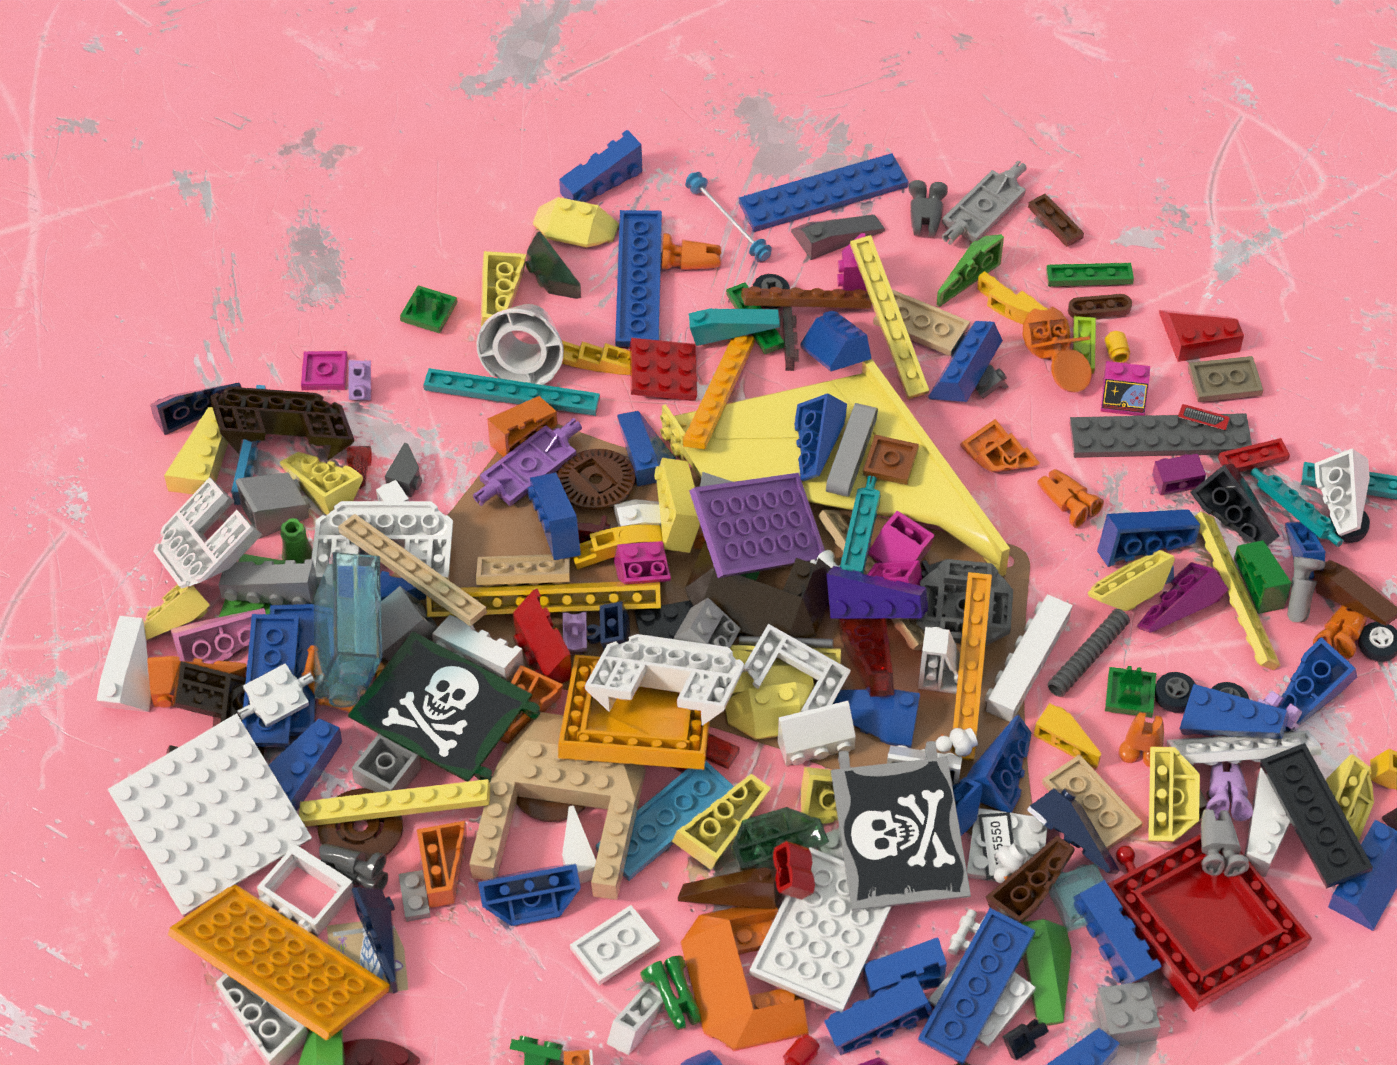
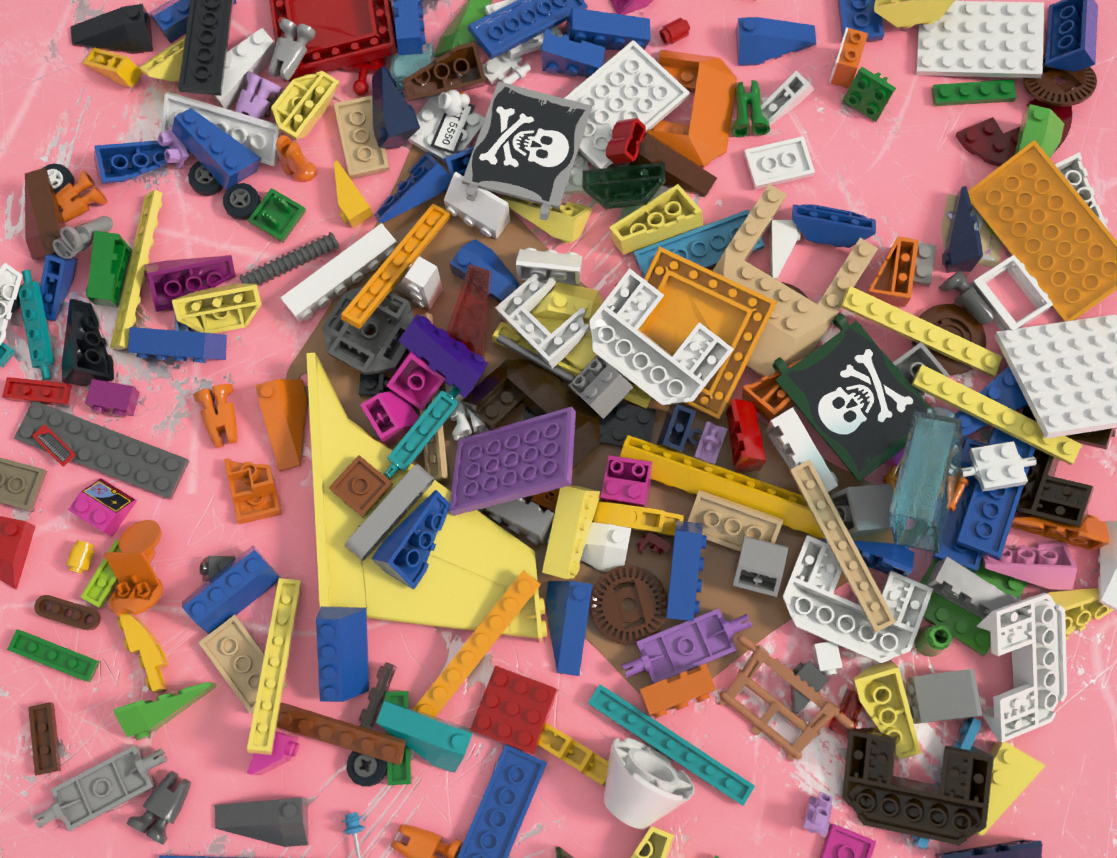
camera: 155 degrees left, 20 degrees up
(318, 743) = (994, 414): none -> light yellow plate
(390, 436) = (809, 731): none -> nougat piece
(483, 540) = (760, 566): none -> light grey slope
(961, 739) = (437, 211): white animal -> none
(1011, 516) = (283, 410): none -> orange wedge

